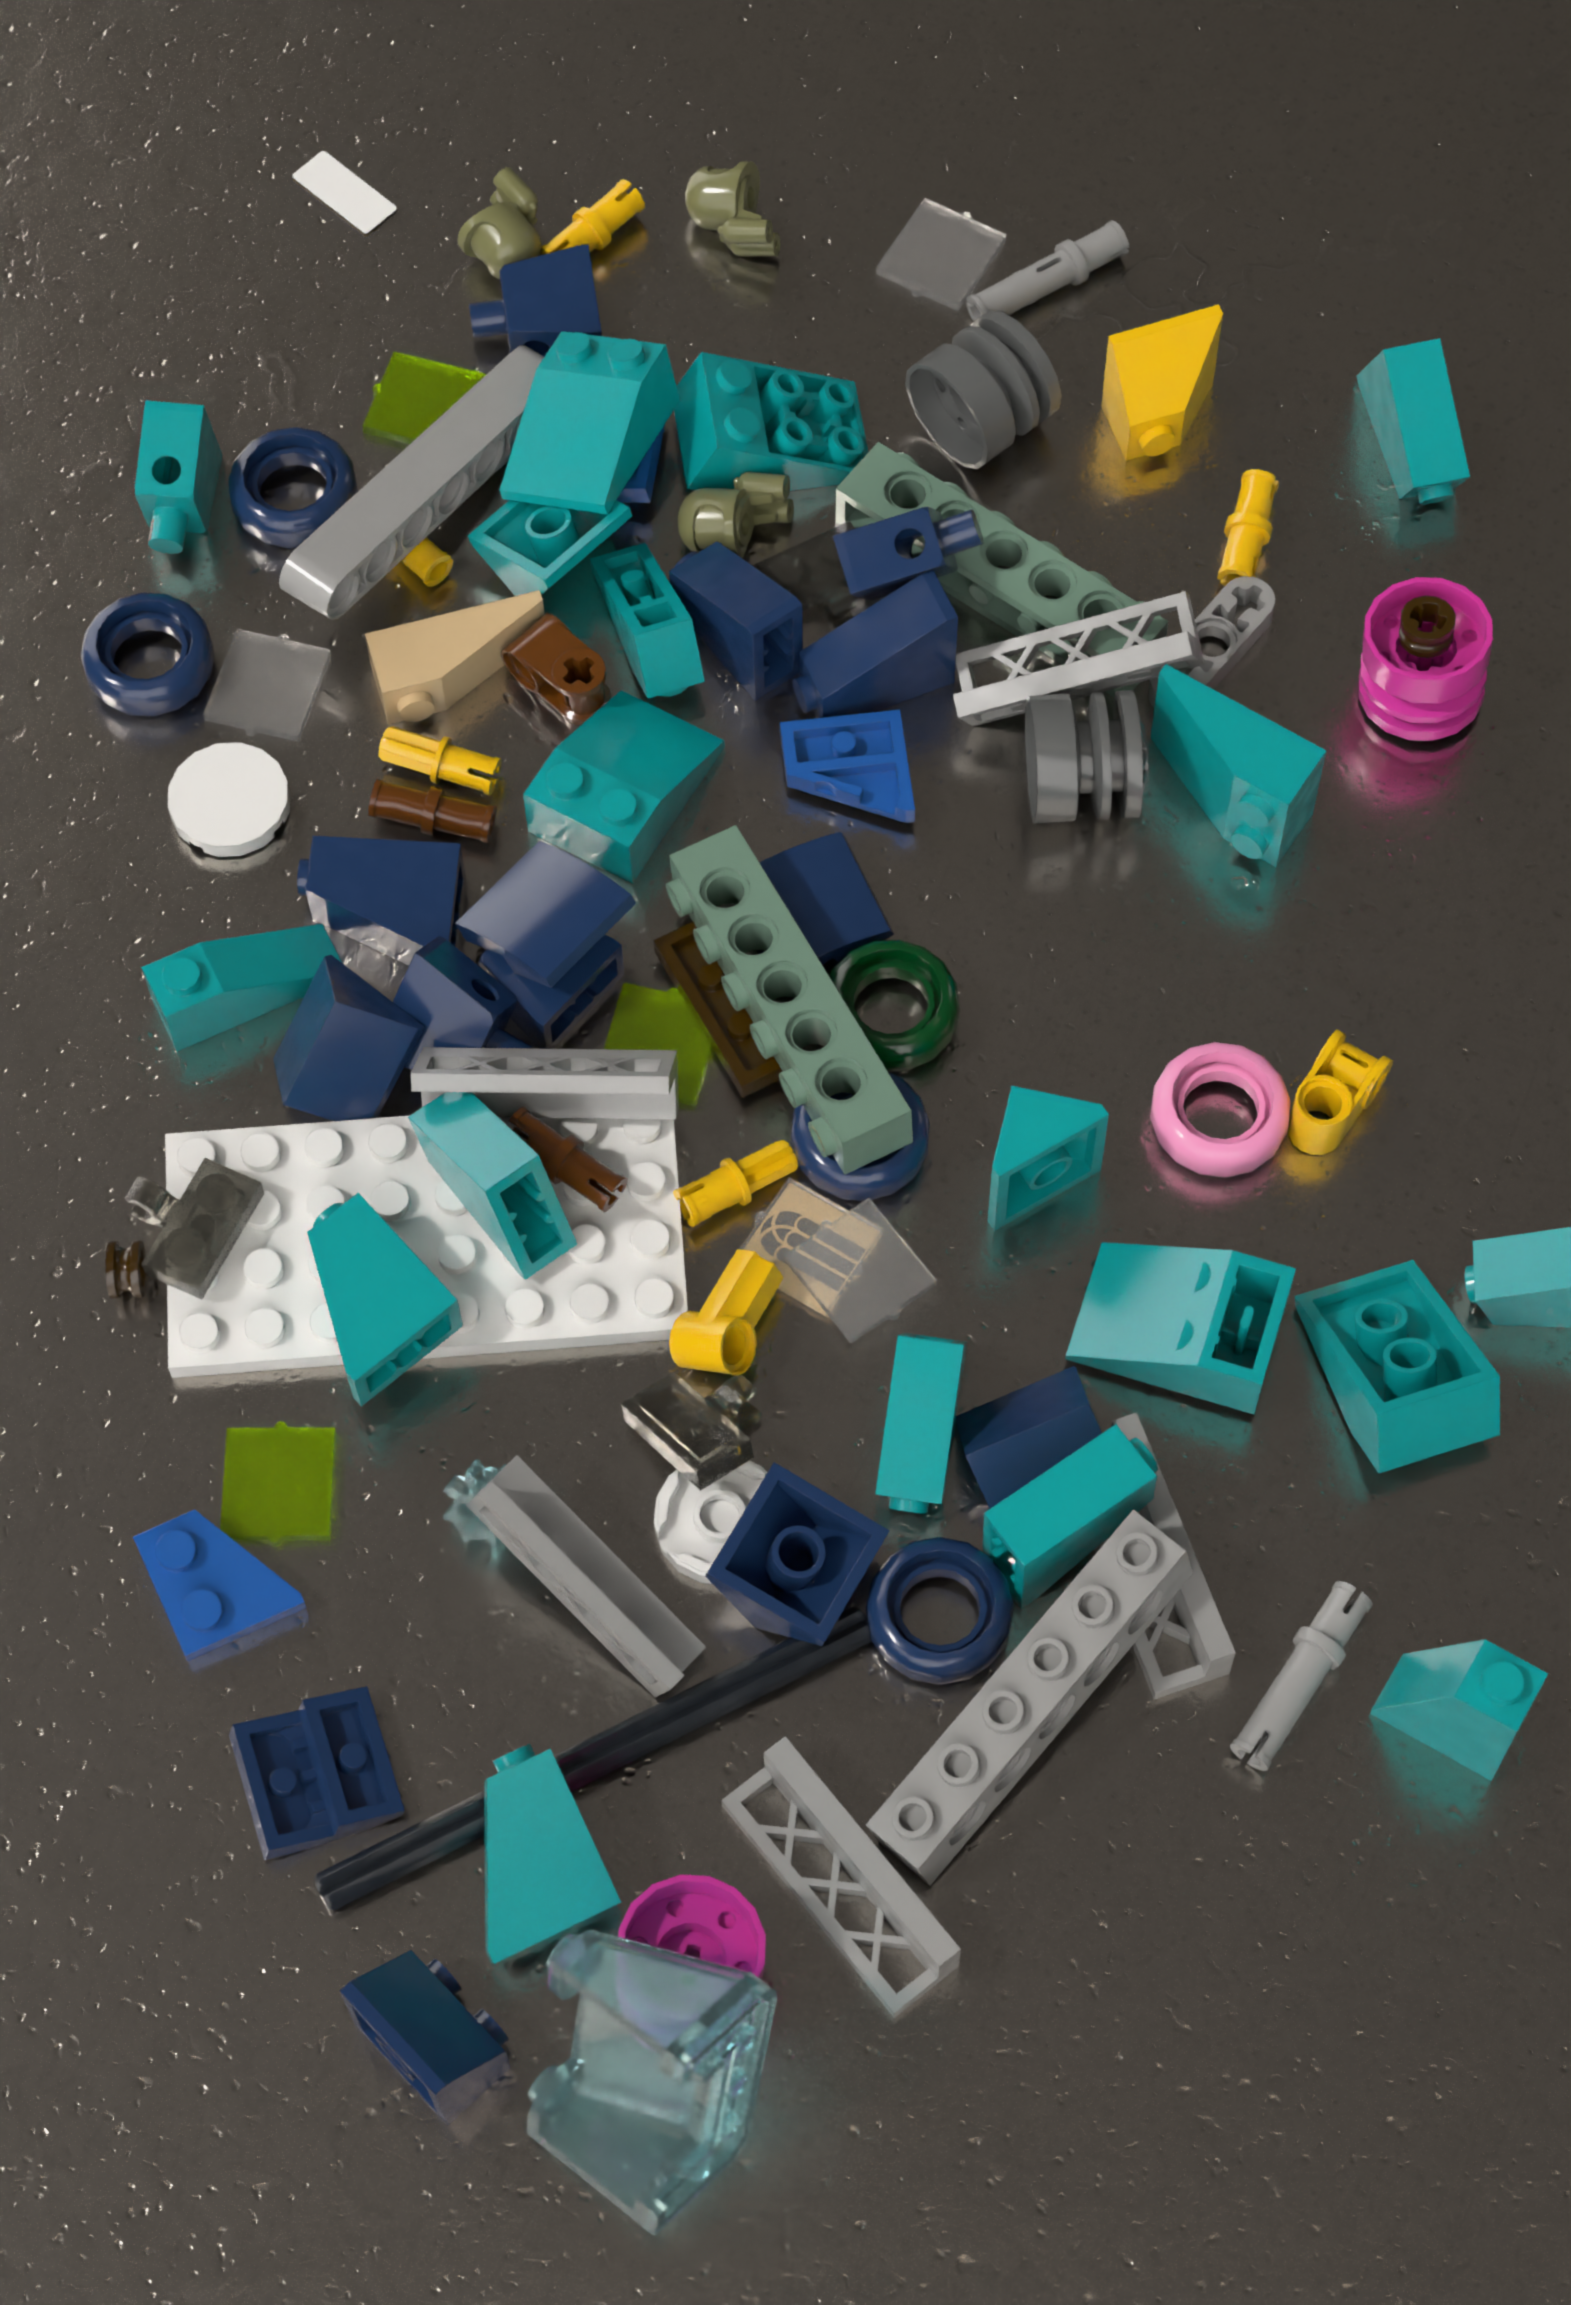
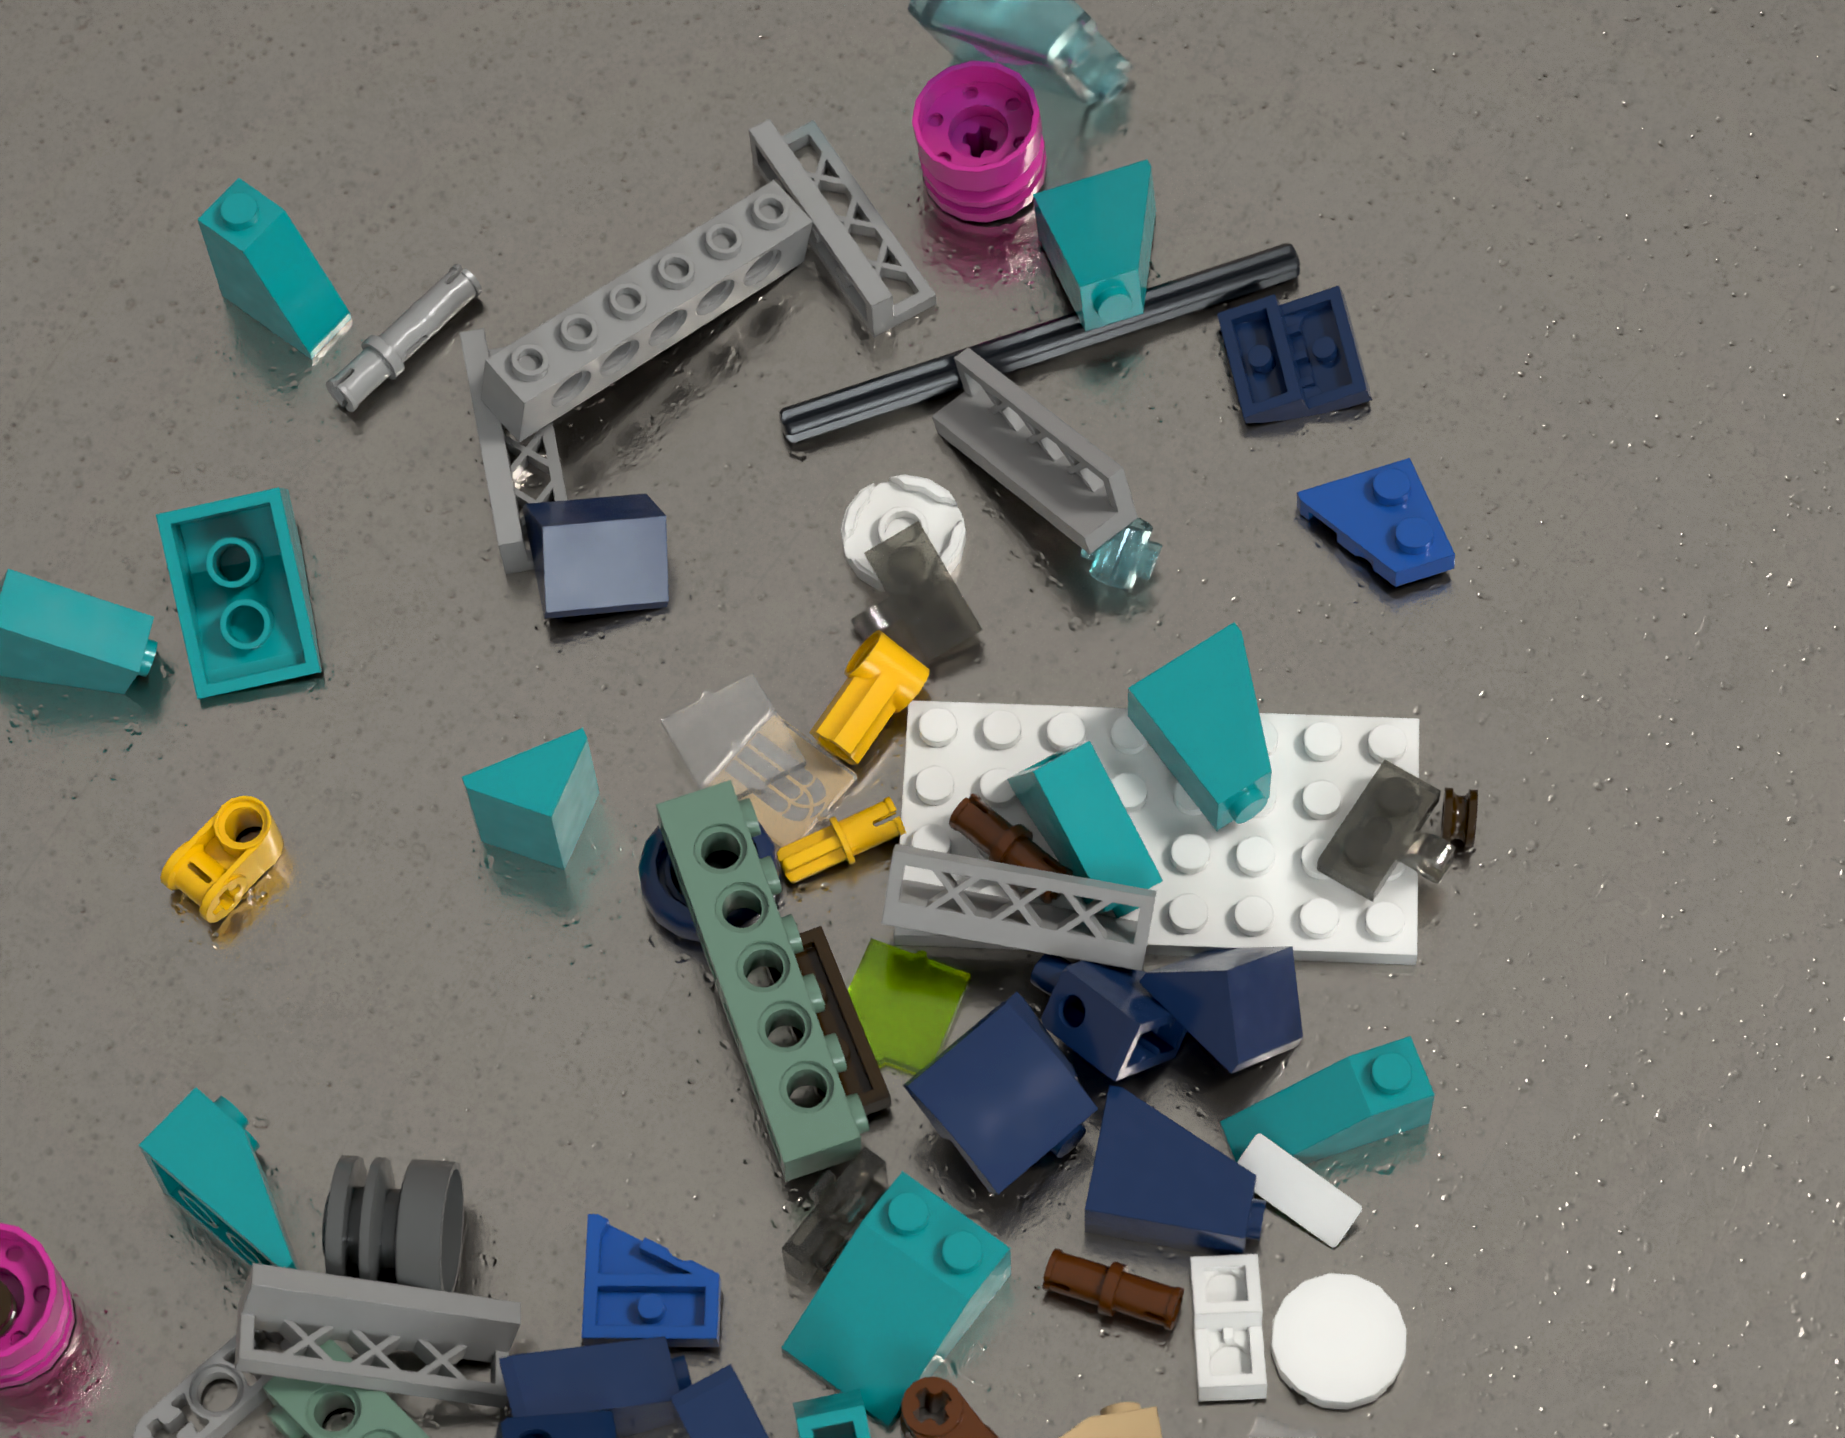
camera: 170 degrees left, 0 degrees up
(272, 912) = (1299, 1191): none -> white sticker
(278, 1483) = (1317, 614): clear neon green piece -> none
(326, 790) = (1228, 1327): none -> white slope
(427, 2032) = (1210, 118): dark blue slope -> none
(439, 759) = (1098, 1350): yellow axle -> none
(693, 819) = (836, 1211): none -> clear smoke plate
(795, 1557) = (833, 457): dark blue slope -> none
(828, 896) = (707, 1130): dark blue slope -> none
(920, 1421) = (696, 587): teal slope -> none
(924, 971) = (652, 1053): dark green wheel -> none
(950, 1560) = (715, 465): dark blue wheel -> none
(1068, 1512) = (584, 449): teal slope -> none
(1183, 1319) = (431, 642): teal slope -> none
(1225, 1064) = (336, 809): bright pink wheel -> none

